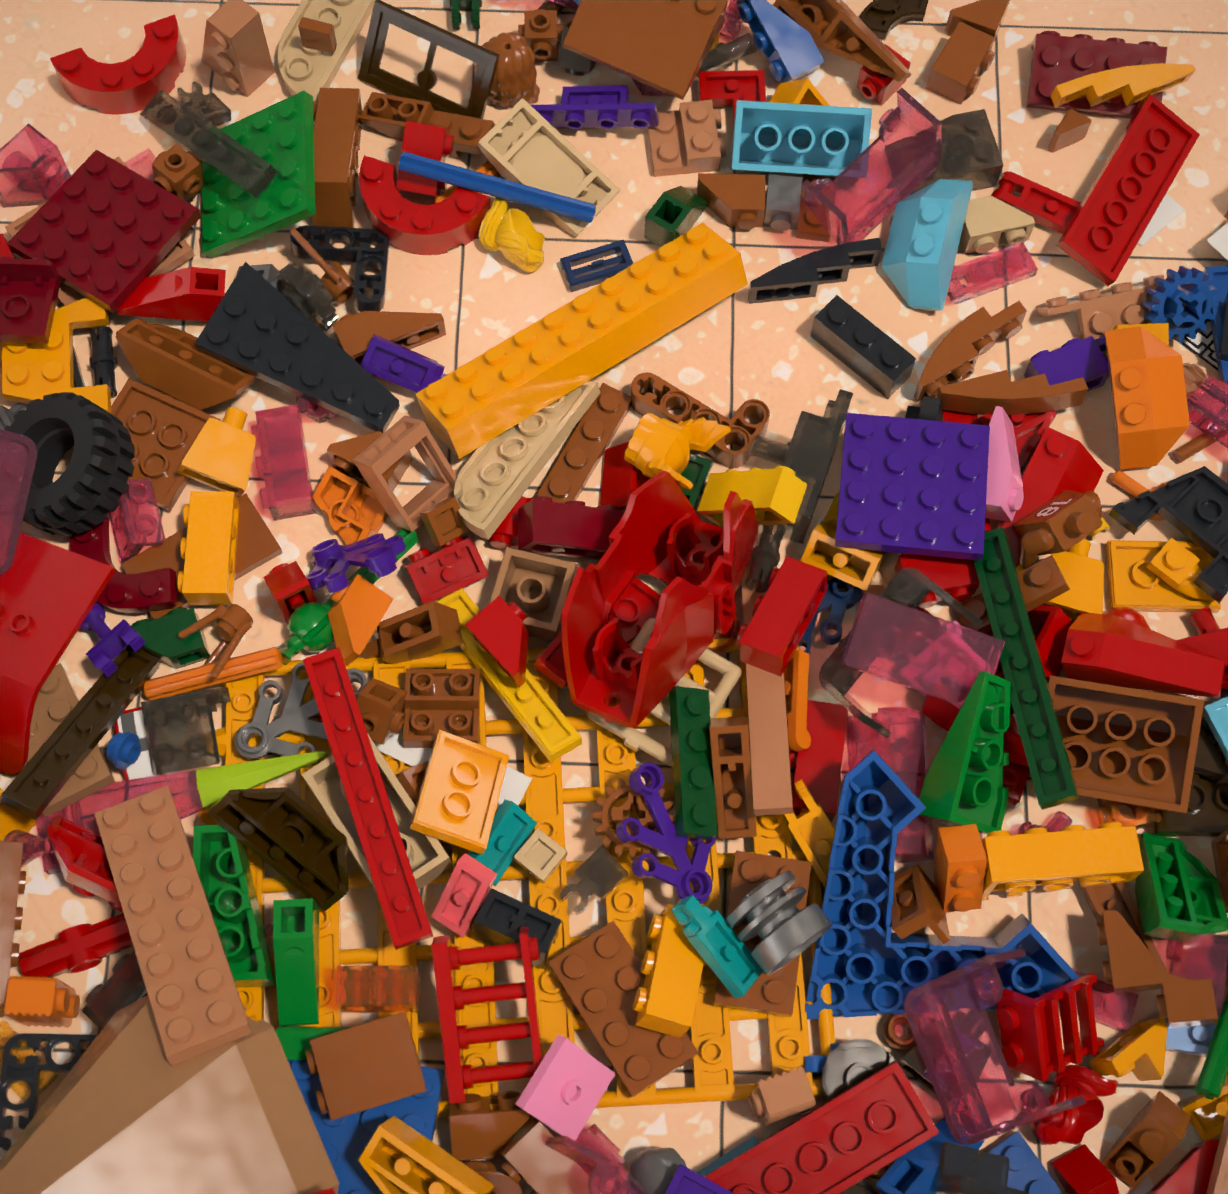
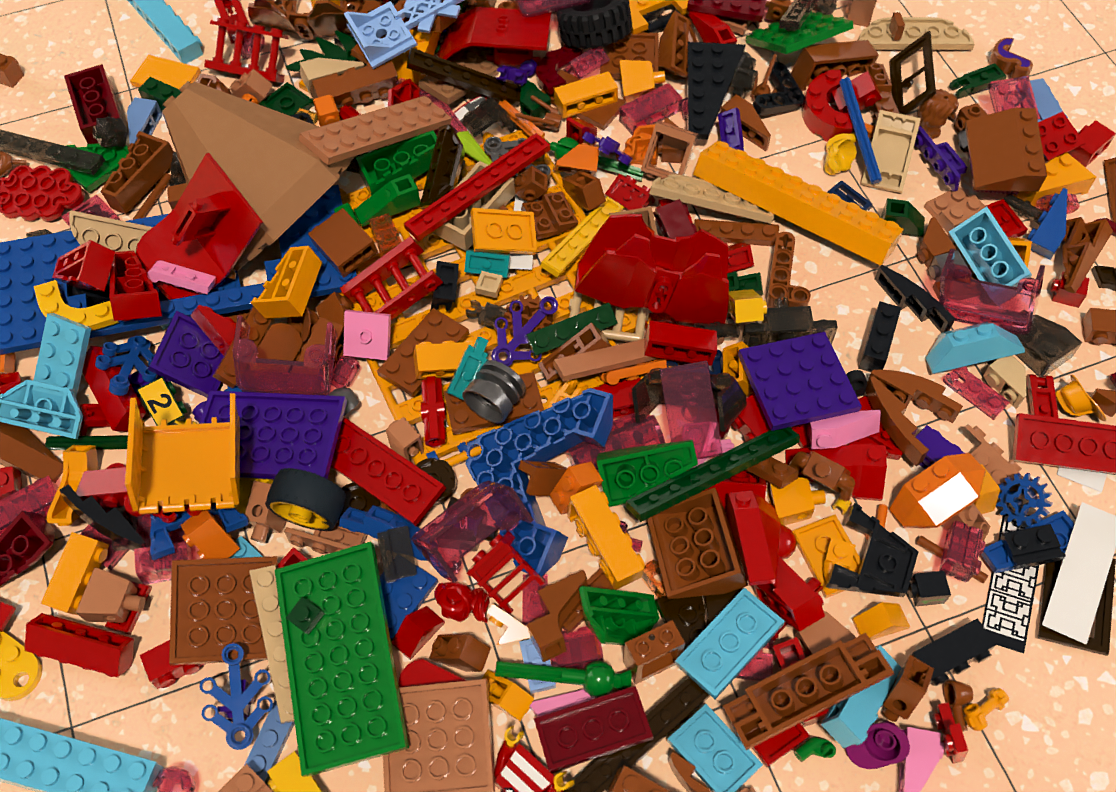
camera: 70 degrees right, 10 degrees down
(124, 749) = (464, 96): blue plate -> none
(444, 521) = (649, 174): dark orange tile -> none
(464, 895) = (452, 252): coral plate -> none
(503, 636) = (593, 218): red slope -> none
(666, 445) = (752, 256): light orange helmet -> none
(749, 1032) = (433, 412): none -> red piece
(1056, 164) = (1076, 401): none -> light orange piece

